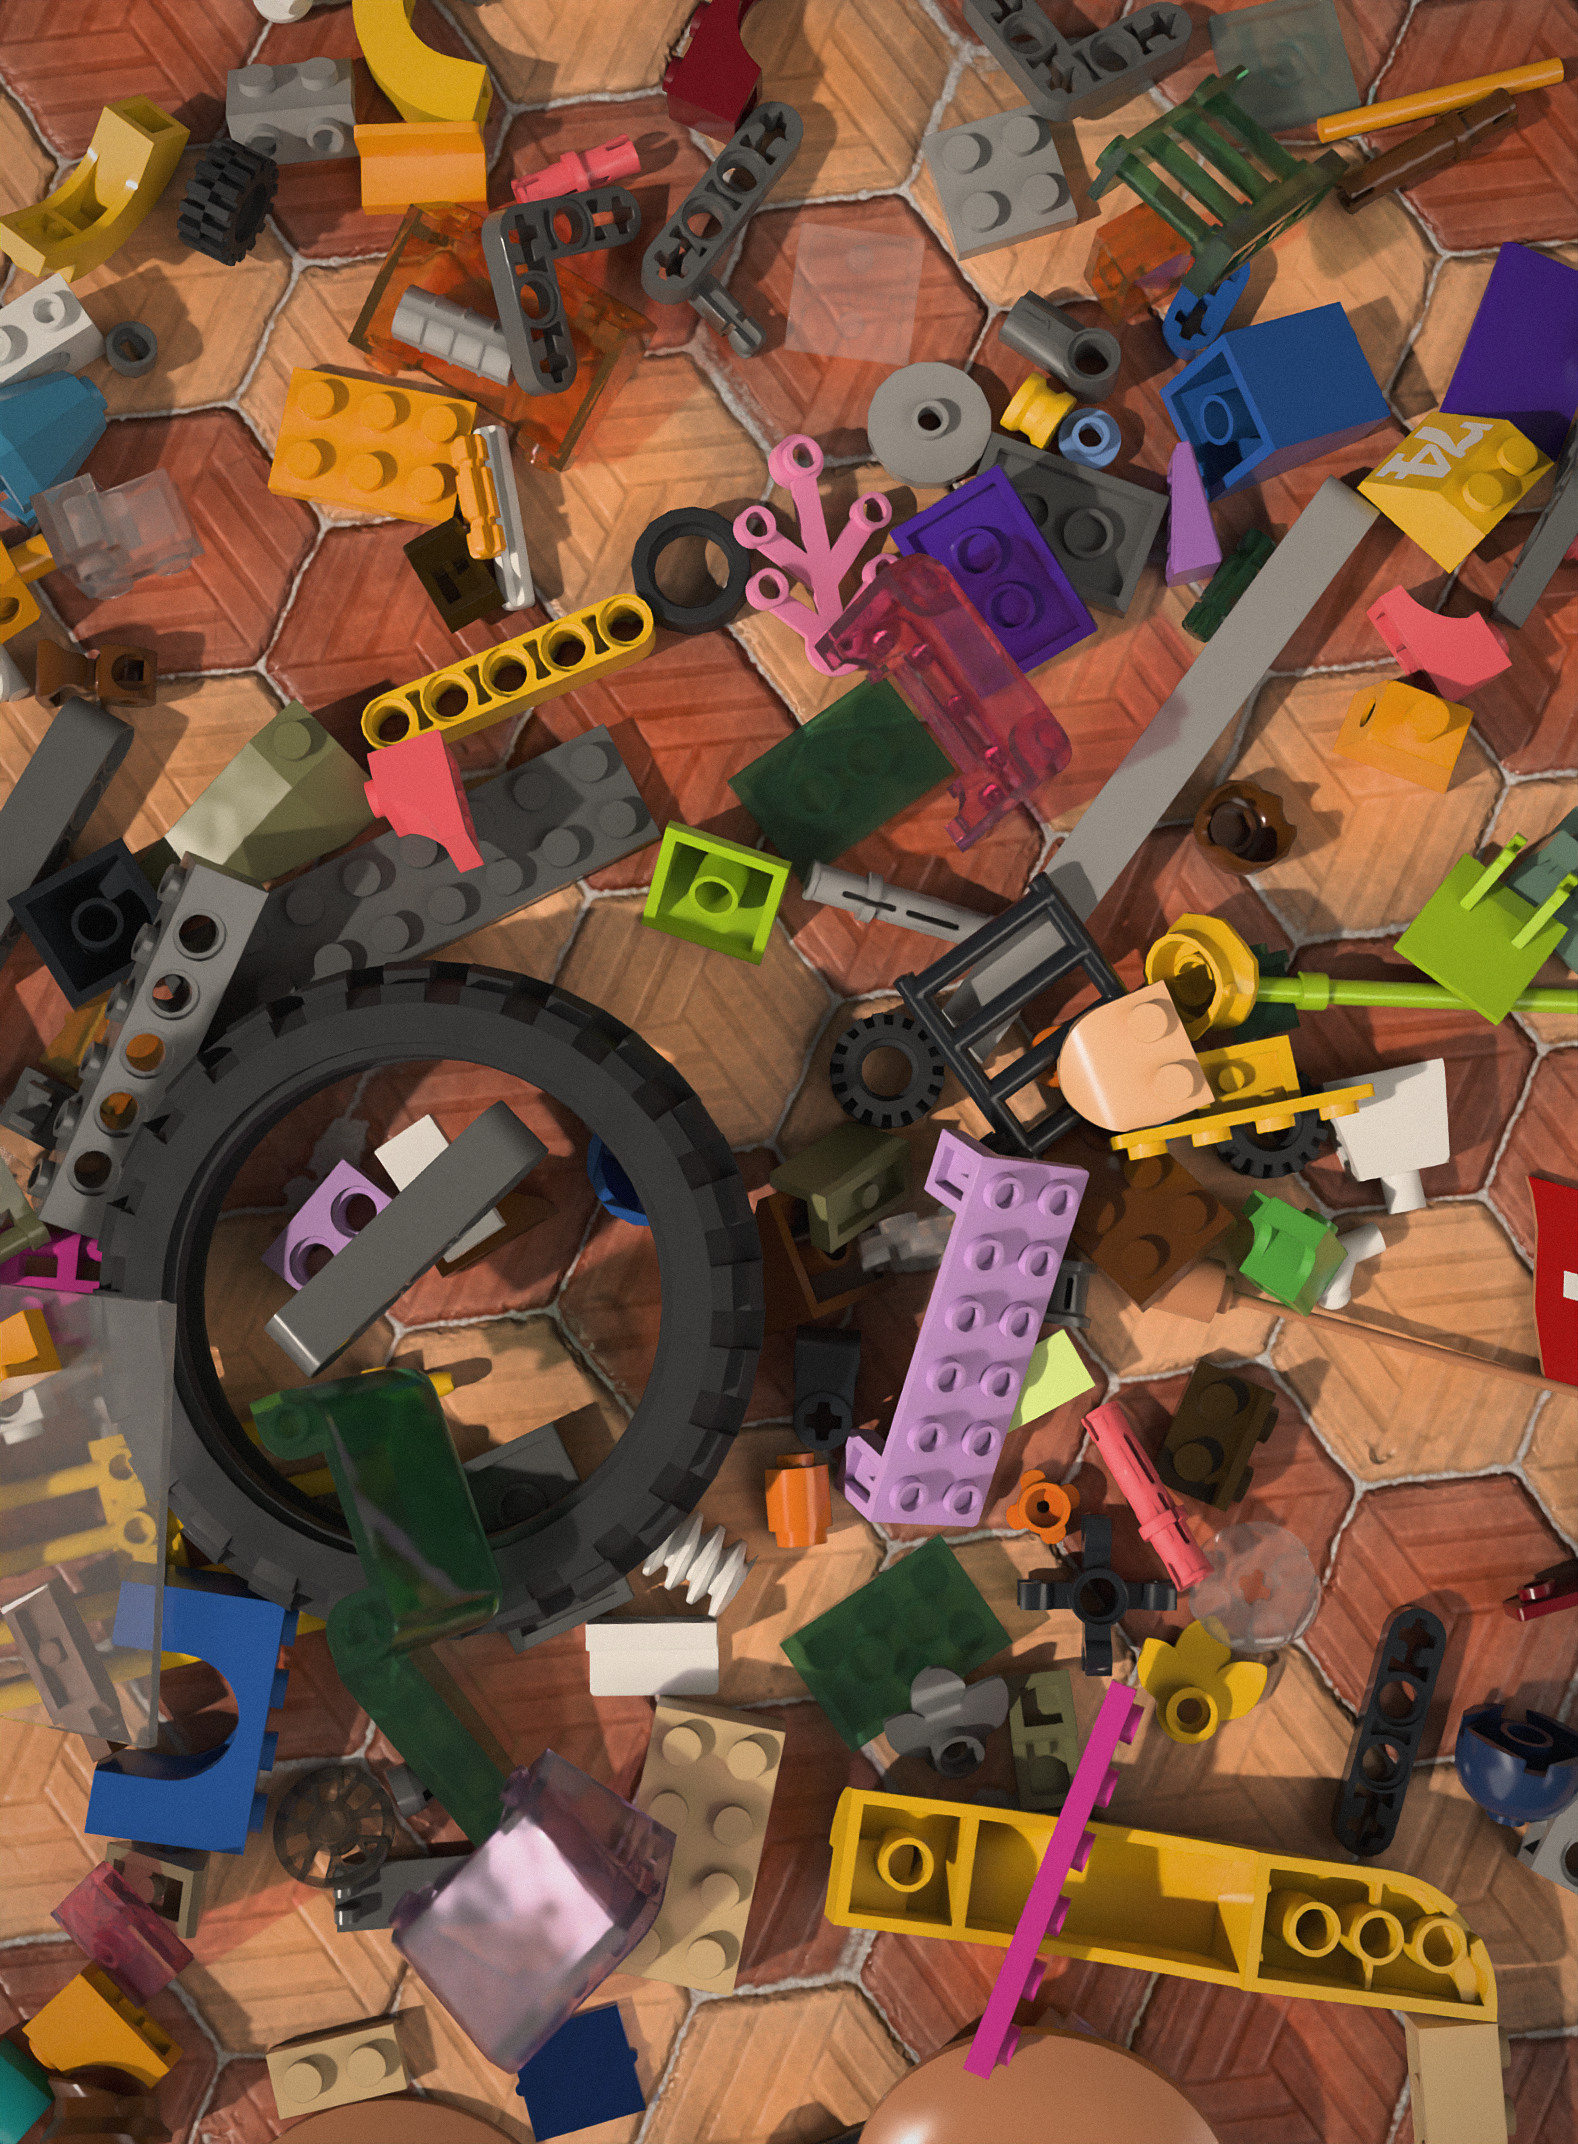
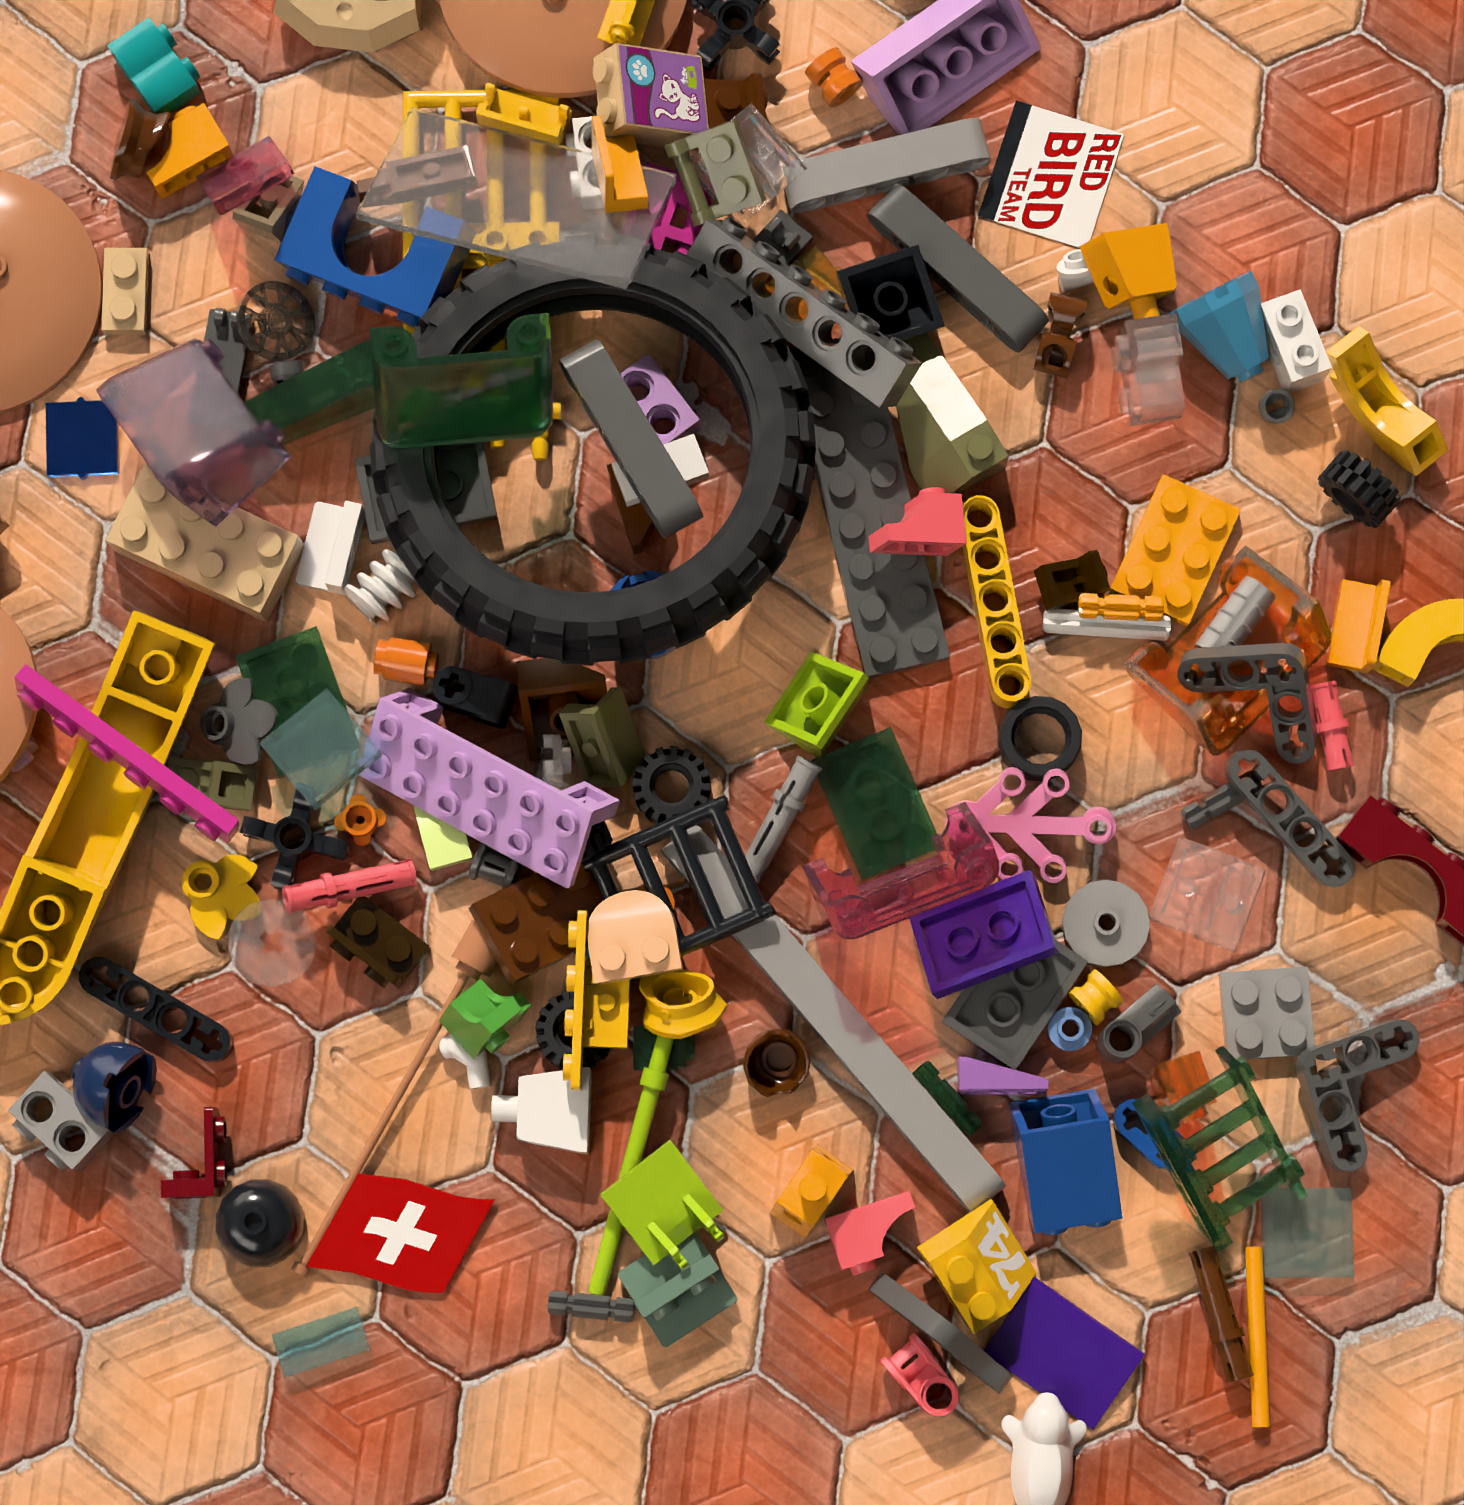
camera: 105 degrees right, 5 degrees down
(294, 109) = (1420, 548): light grey bracket -> none
(963, 1589) = (320, 749): none -> clear light blue tile

